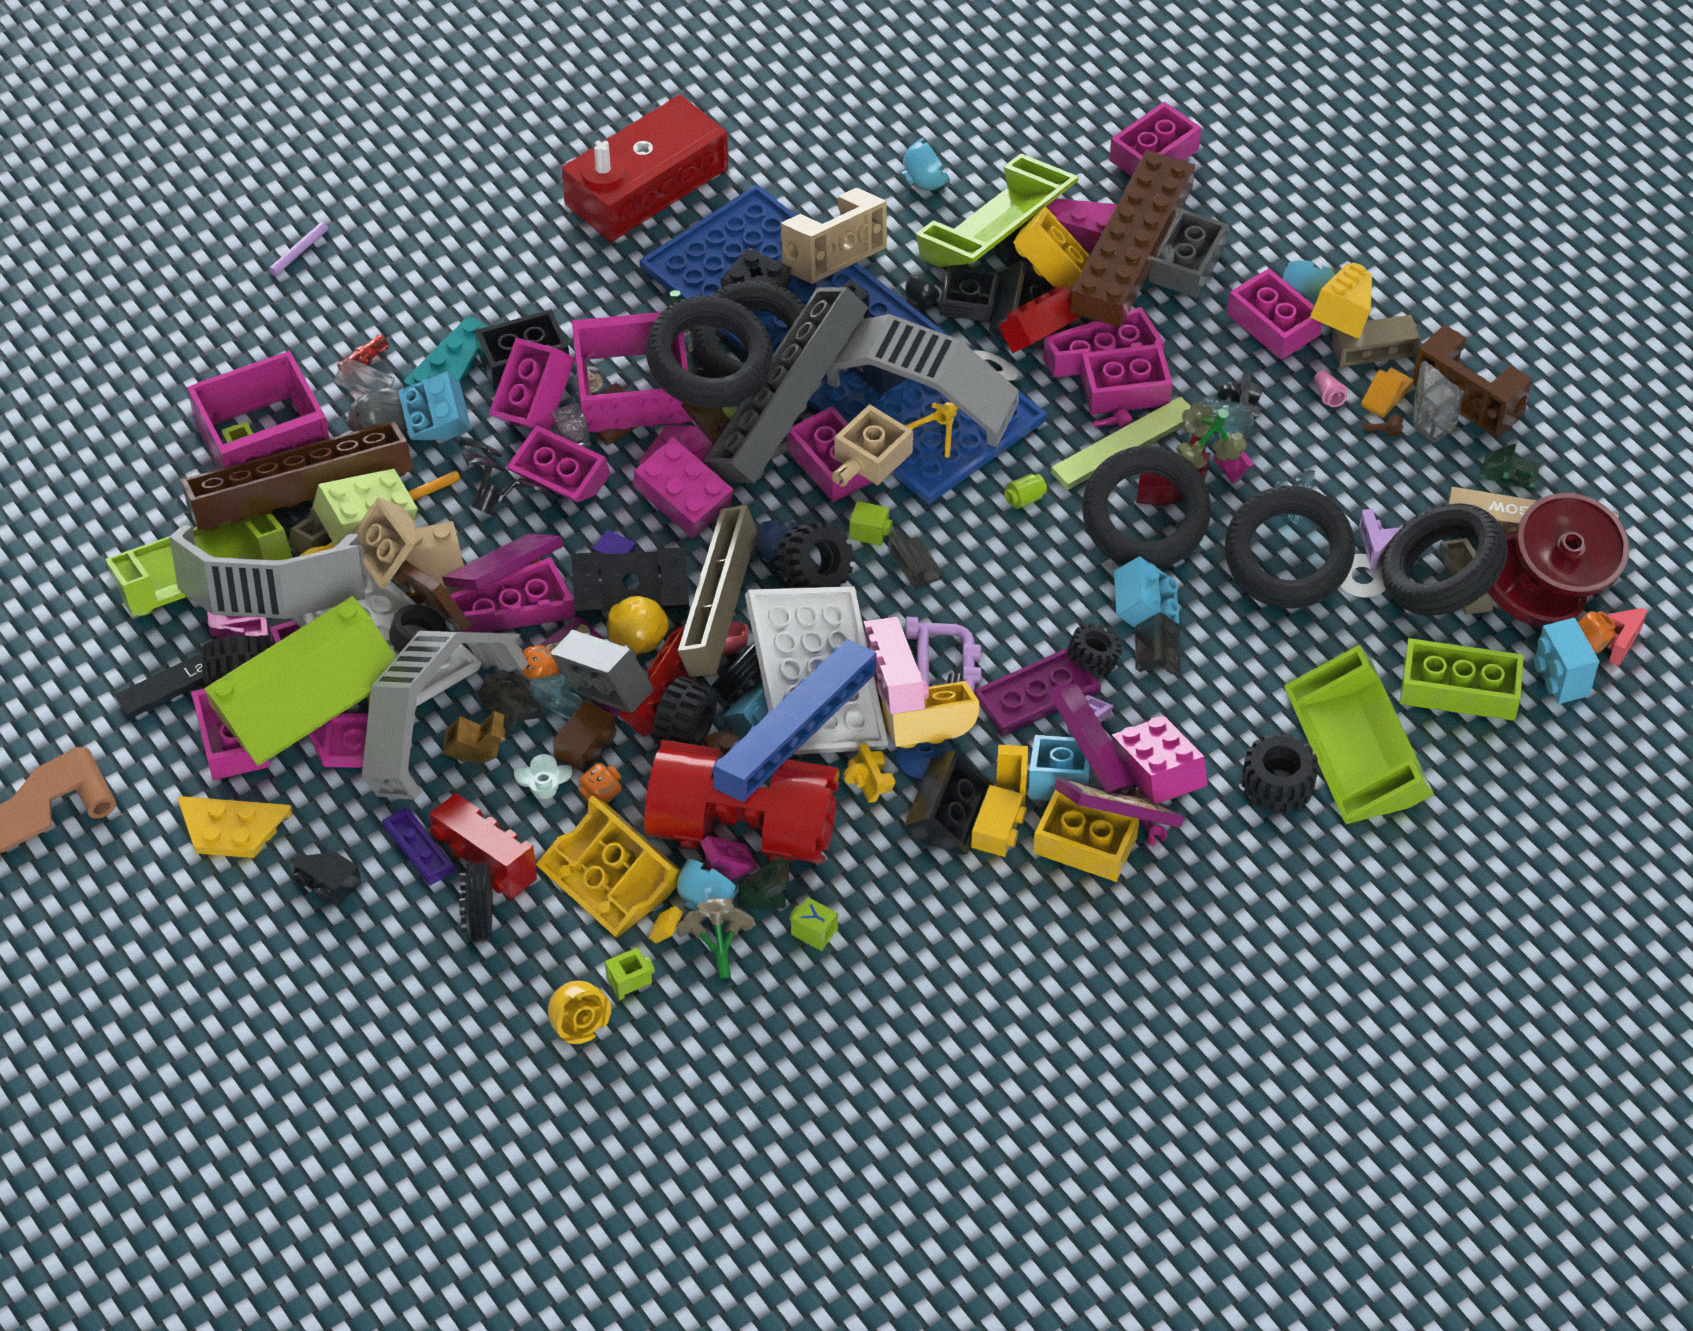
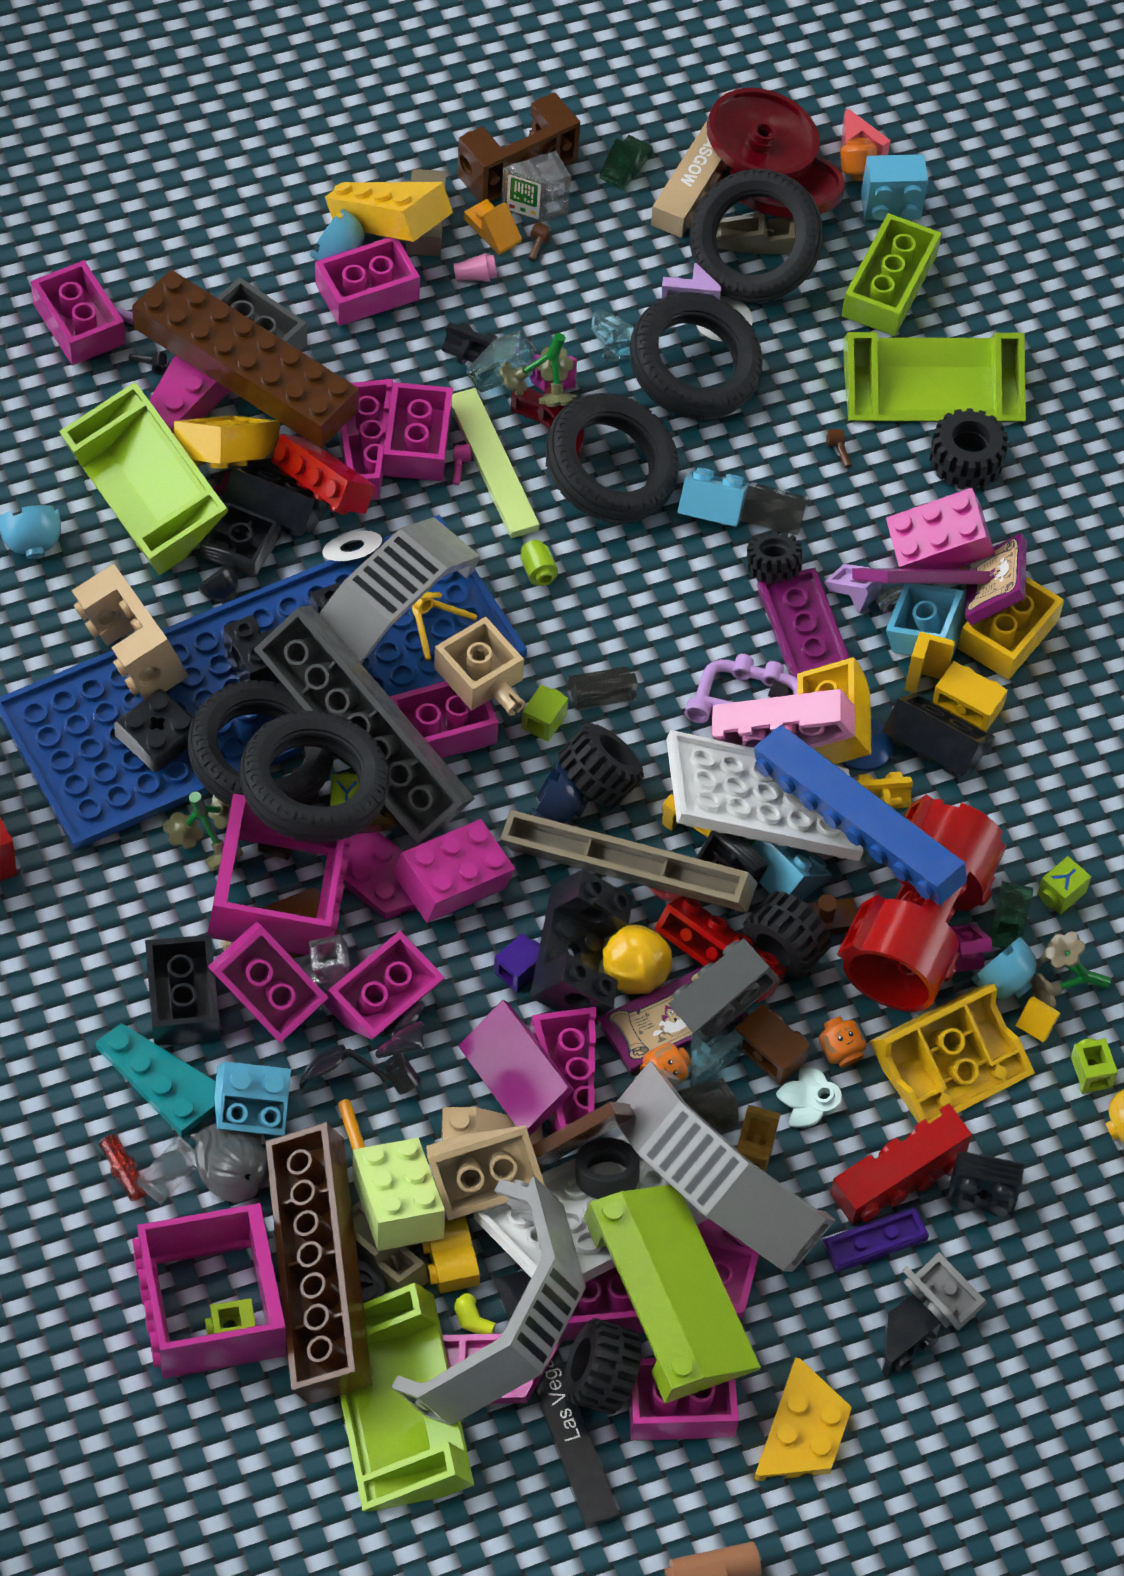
camera: 80 degrees left, 5 degrees up
(363, 887) = (950, 1294): none -> light grey bracket
(1255, 680) = (834, 438): none -> reddish brown hand

